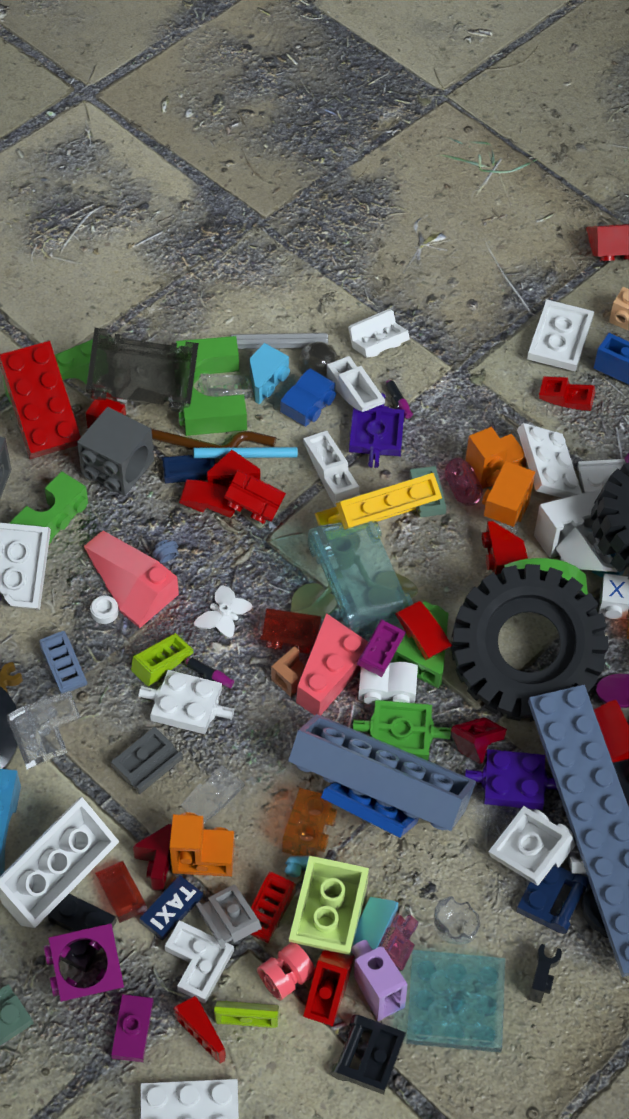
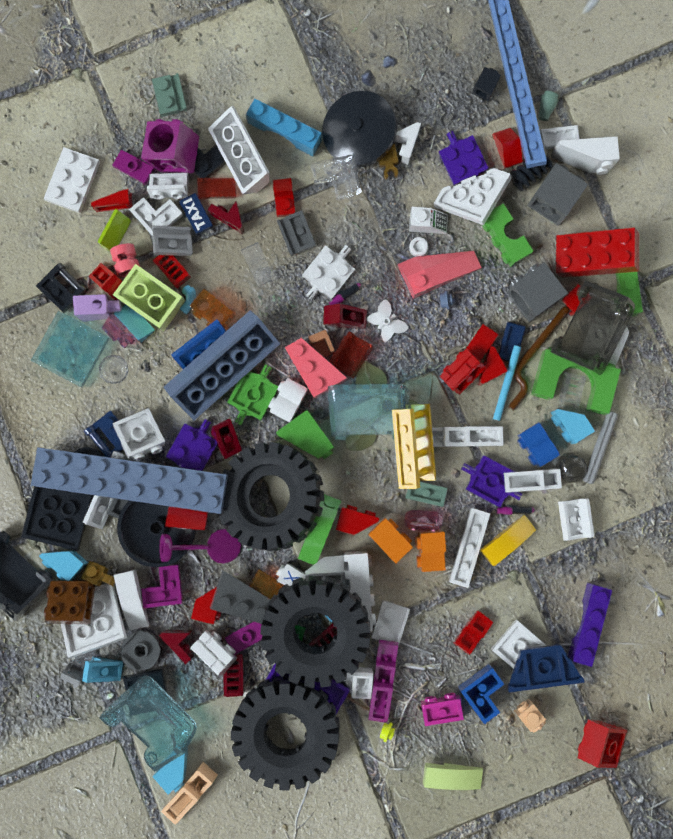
camera: 115 degrees right, 30 degrees up
(56, 646) = (385, 200): sand blue slope -> none
(66, 610) = (427, 220): none -> white slope
(102, 795) = (283, 197): none -> red slope
(143, 958) = (168, 185): none -> white bracket
(148, 670) = (368, 253): lime slope -> none
(199, 849) = (222, 237): orange brick -> none
(242, 658) = (344, 316): none -> dark red slope
(381, 648) = (306, 401): magenta plate -> none
(424, 629) = (308, 433): red slope -> none
(441, 391) = (508, 540): none -> yellow slope
(459, 426) = (469, 547): none -> white plate
(465, 286) = (586, 641): none -> dark purple arch
(542, 980) = (61, 403): black plate -> none
(550, 459) = (414, 586): white plate -> none
(569, 308) = (543, 668): none -> dark blue wing

